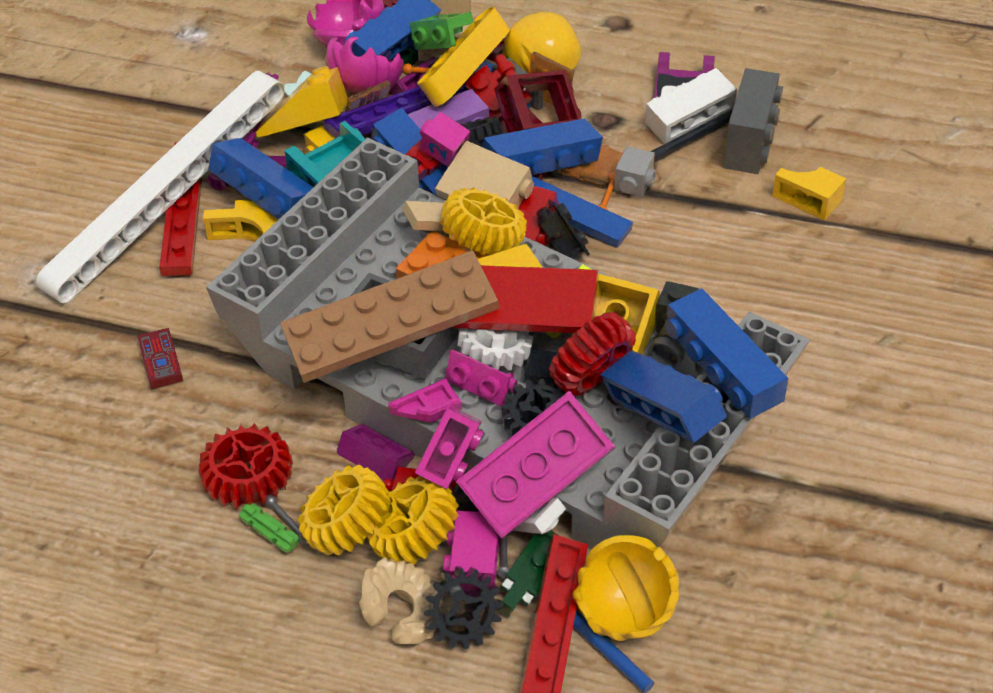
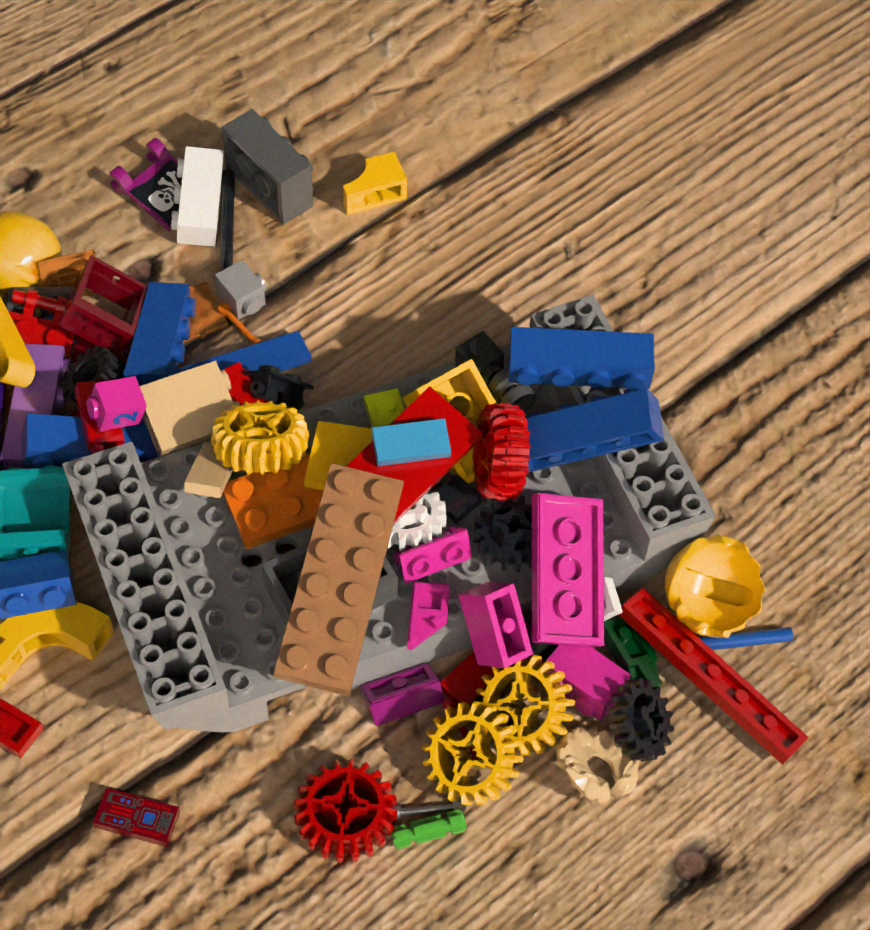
camera: 60 degrees left, 10 degrees up
(536, 286) = (411, 442): none -> dark azure tile

